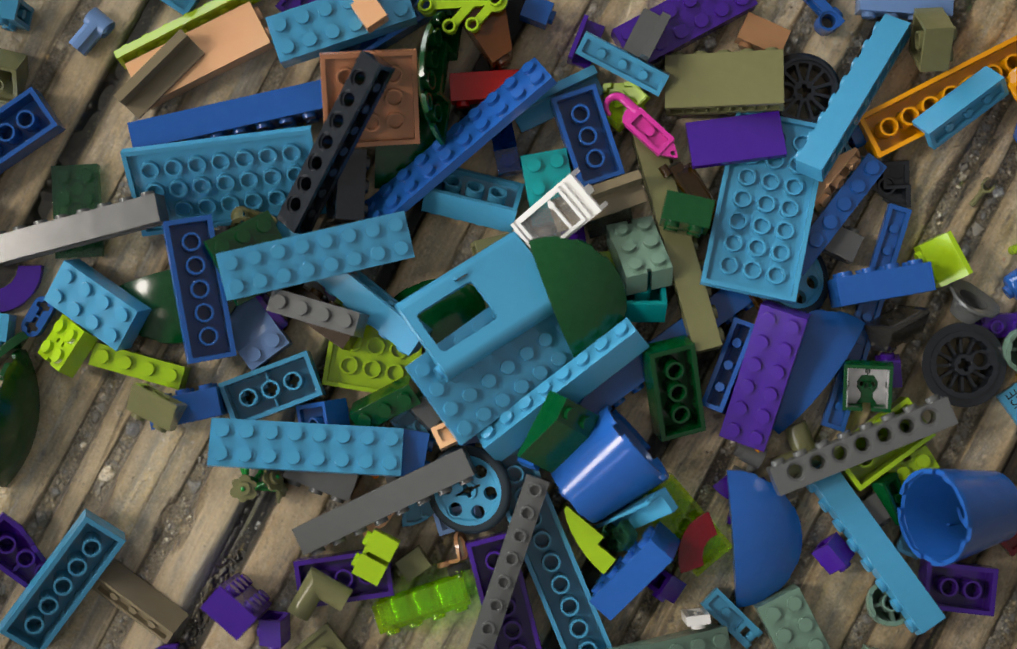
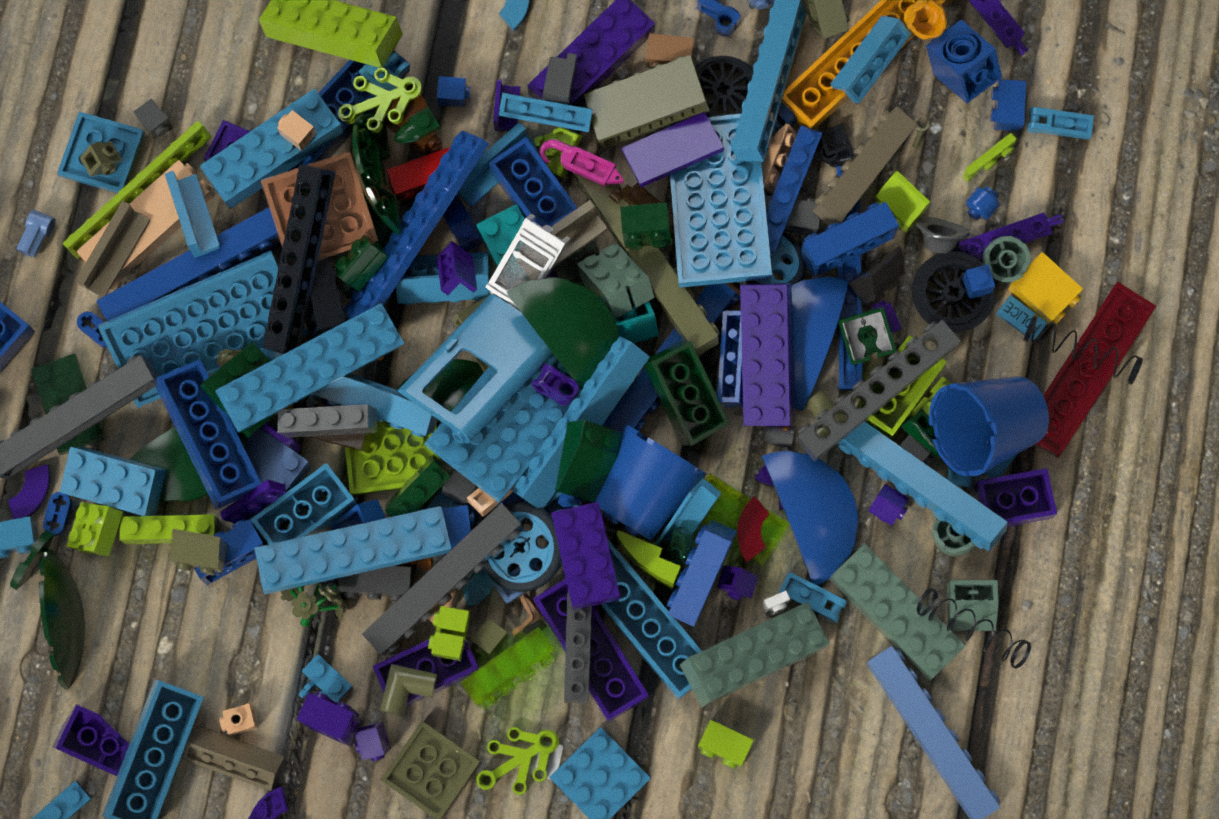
camera: 15 degrees left, 10 degrees down
(117, 146) = (91, 333): none -> blue beam
(163, 568) = (247, 720): none -> light nougat brick
(225, 367) = (253, 501): none -> dark purple plate
(245, 63) = (193, 214): none -> dark azure panel
(248, 553) = (326, 679): none -> dark azure hinge
(397, 161) = (361, 262): none -> dark green brick
(487, 198) = (456, 267): none -> dark purple panel
(491, 42) = (417, 127): none -> dark green plate
(527, 531) = (585, 556): none -> dark purple brick
(548, 343) = (554, 384): none -> dark purple piece
(917, 214) = (864, 167): none -> dark tan brick
(993, 365) = (978, 281): none -> blue brick

